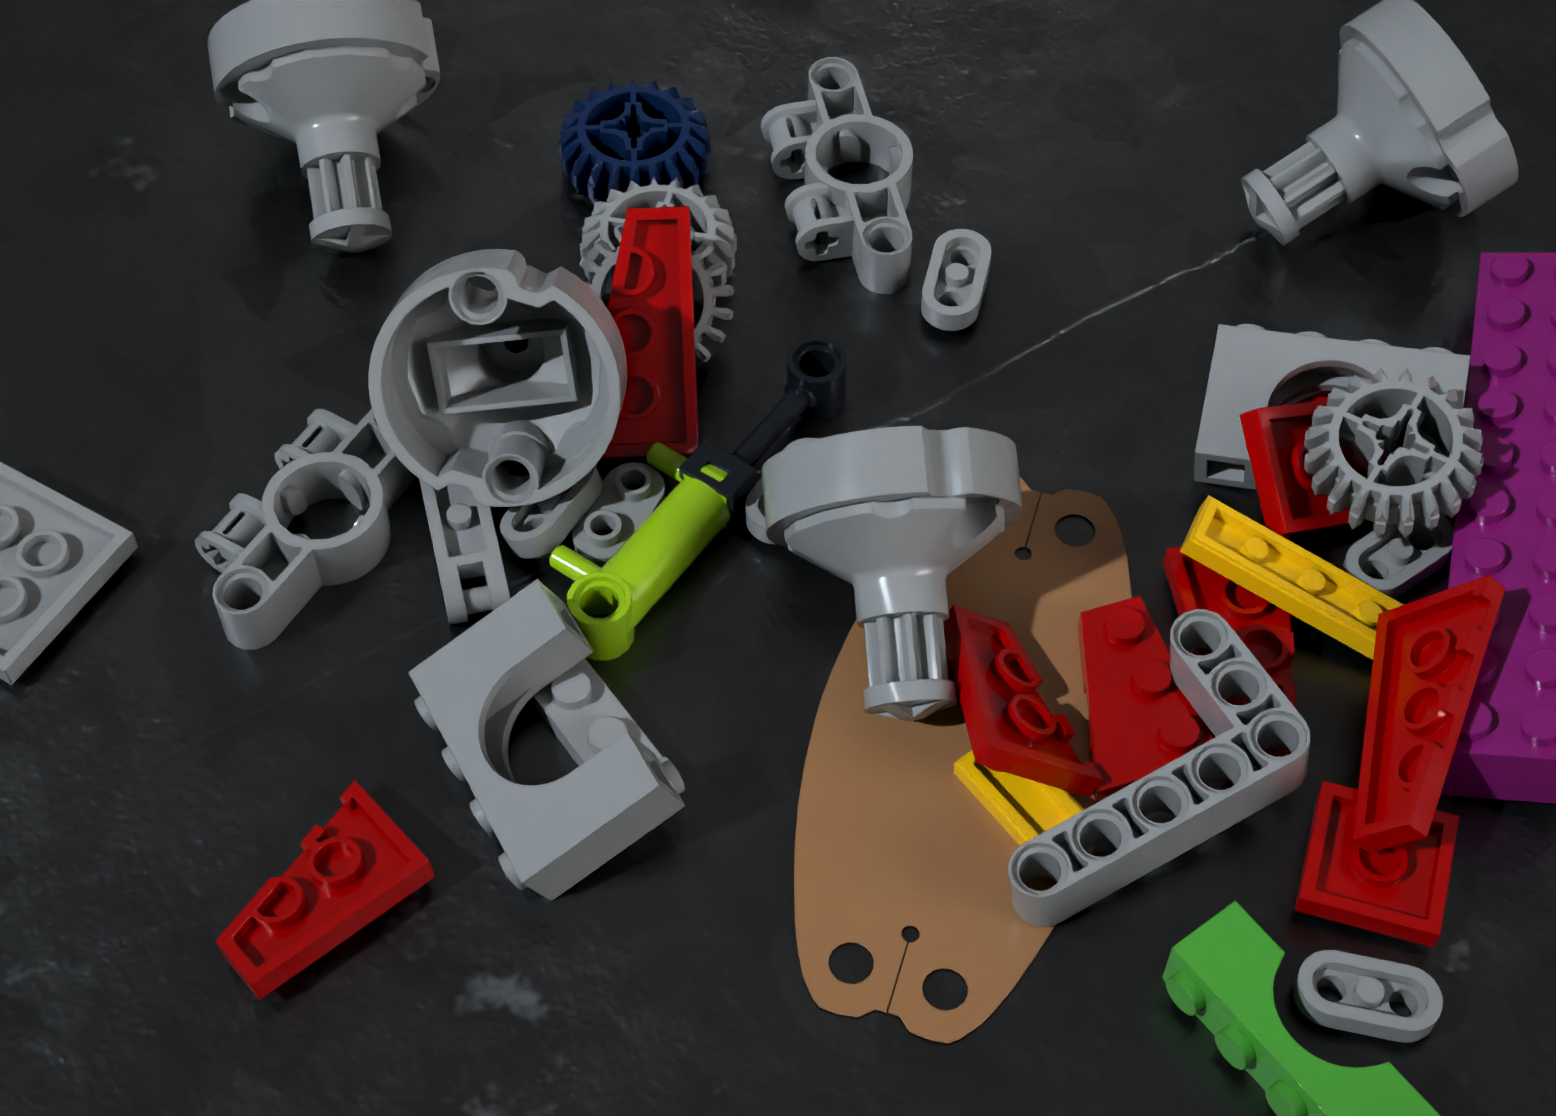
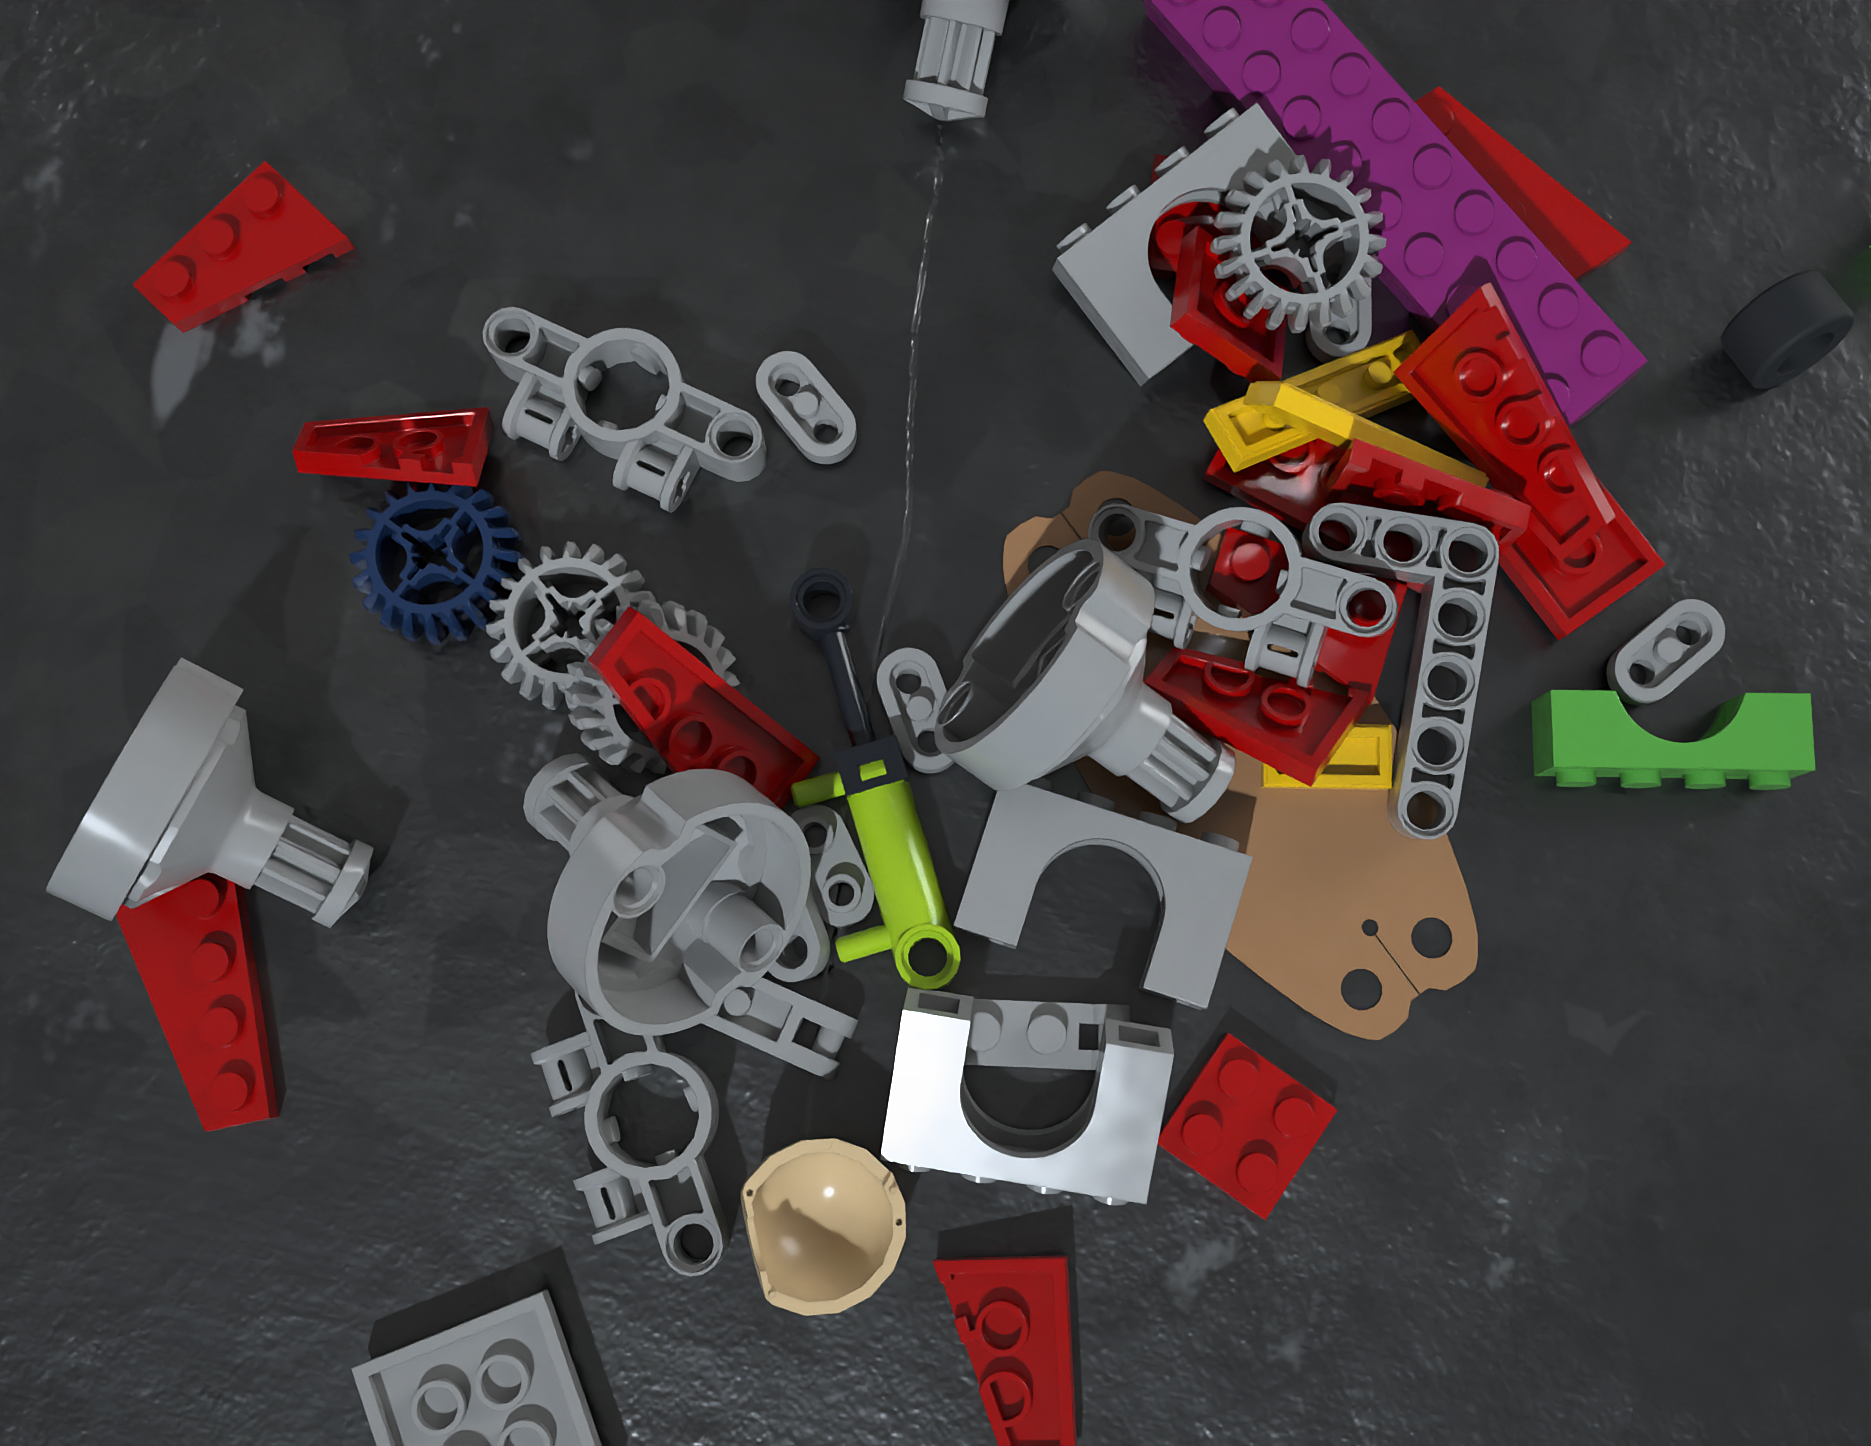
camera: 50 degrees left, 25 degrees up
(213, 214) = (207, 996): none -> red wing
(326, 661) = (822, 1225): none -> tan cylinder
(654, 944) = (1245, 1125): none -> red plate
(695, 76) = (400, 447): none -> red wing
(769, 621) = (1194, 879): none -> light grey arch
(1108, 666) = (1310, 591): none -> light grey piece
(1279, 642) = (1396, 483): none -> red wing
(1298, 616) = (1342, 426): none -> yellow tile

